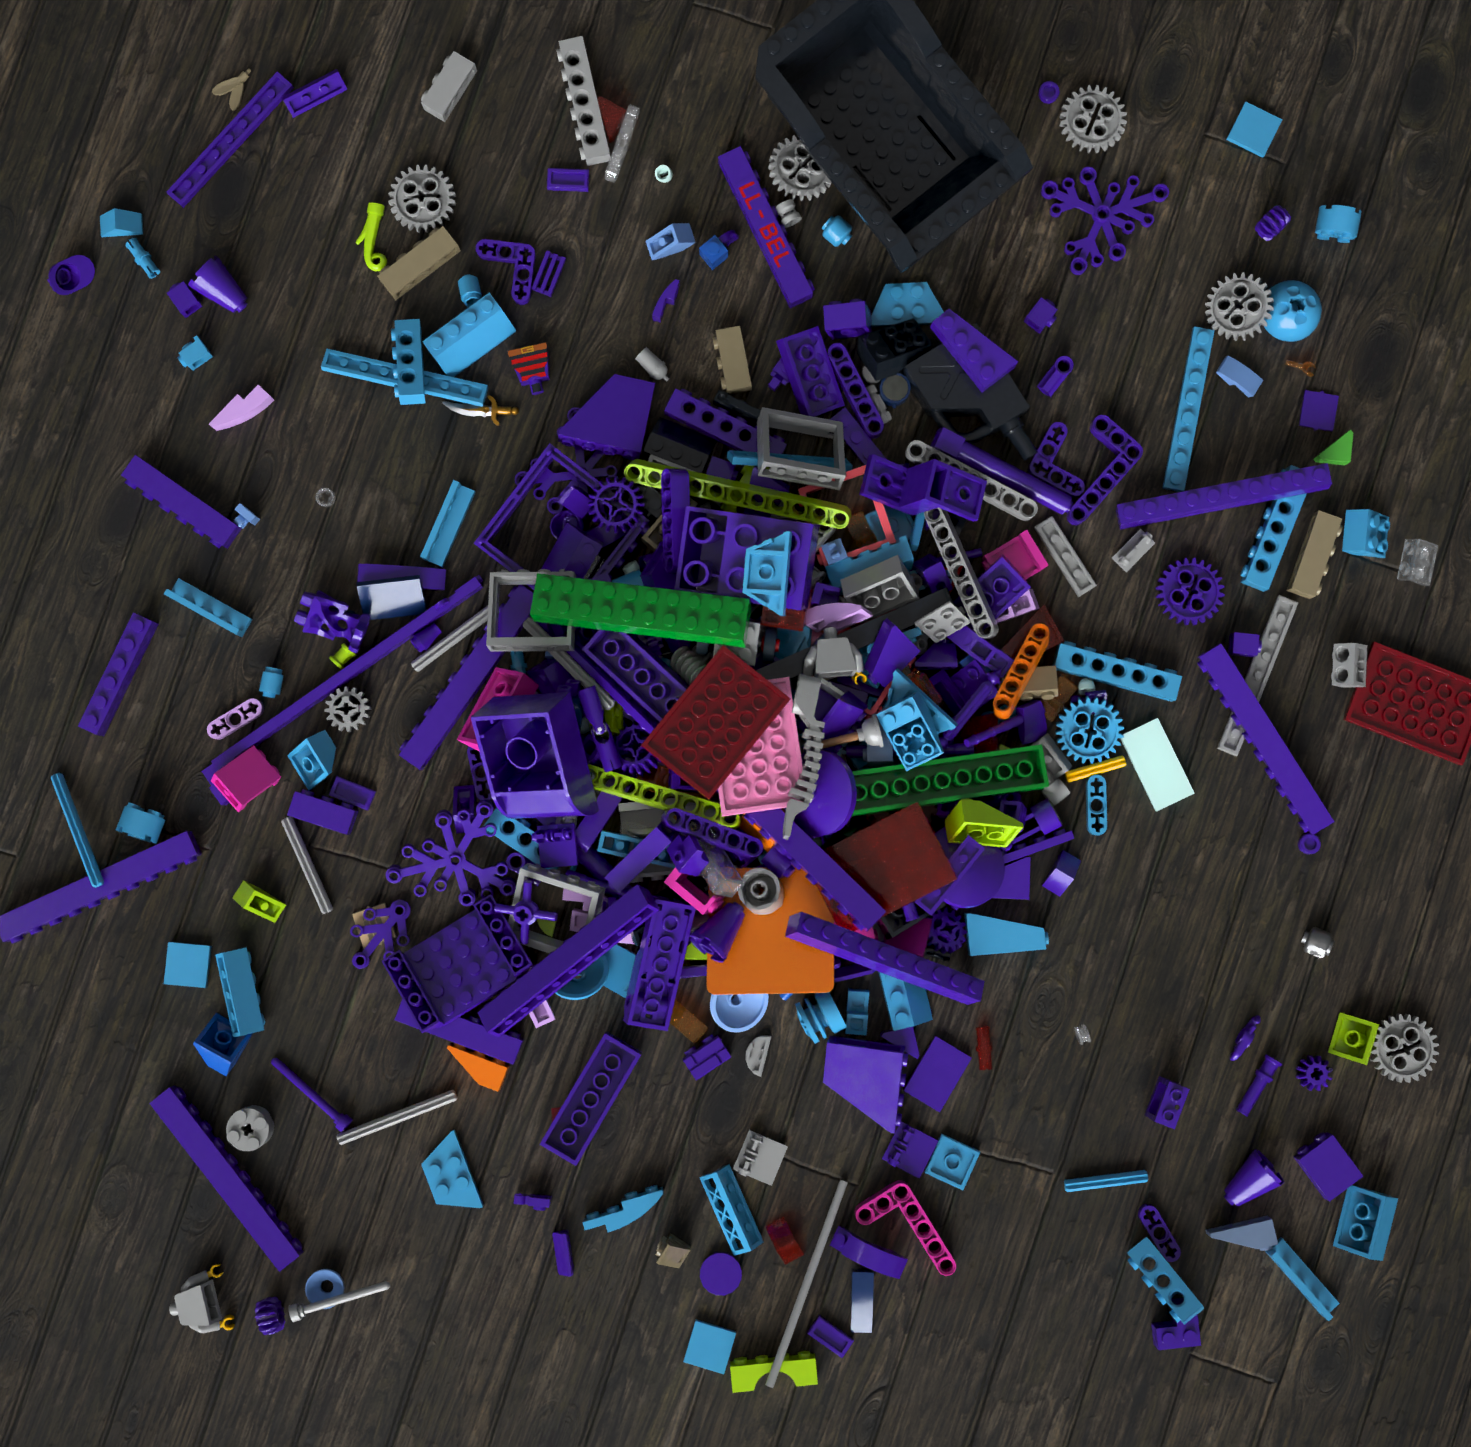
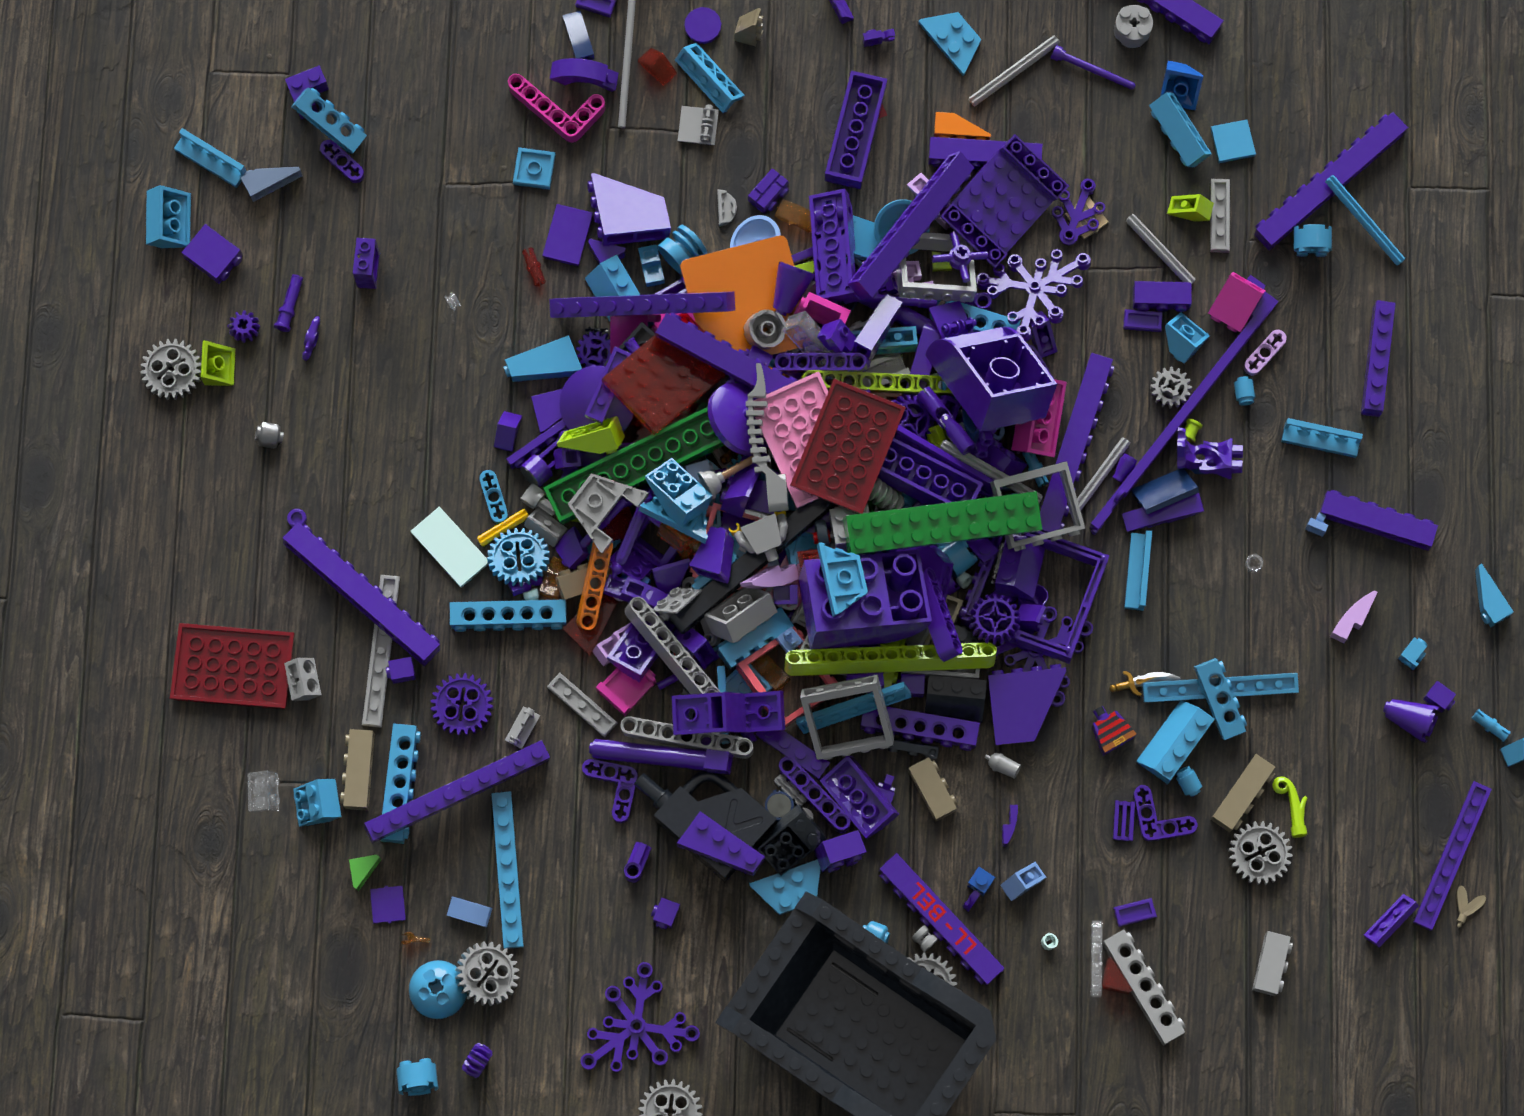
camera: 165 degrees right, 10 degrees down
(95, 383) = (1491, 601): none -> dark azure slope
(232, 877) = (1220, 215): none -> light grey tile
(632, 1208) = (793, 53): dark azure slope -> none
(910, 1150) = (573, 167): dark purple hinge -> none
(997, 751) = (595, 502): none -> light grey wing
(1105, 1181) = (398, 189): dark azure axle -> none
(1109, 474) = (565, 787): dark purple beam -> none
(1252, 1180) = (273, 225): dark purple cone -> none

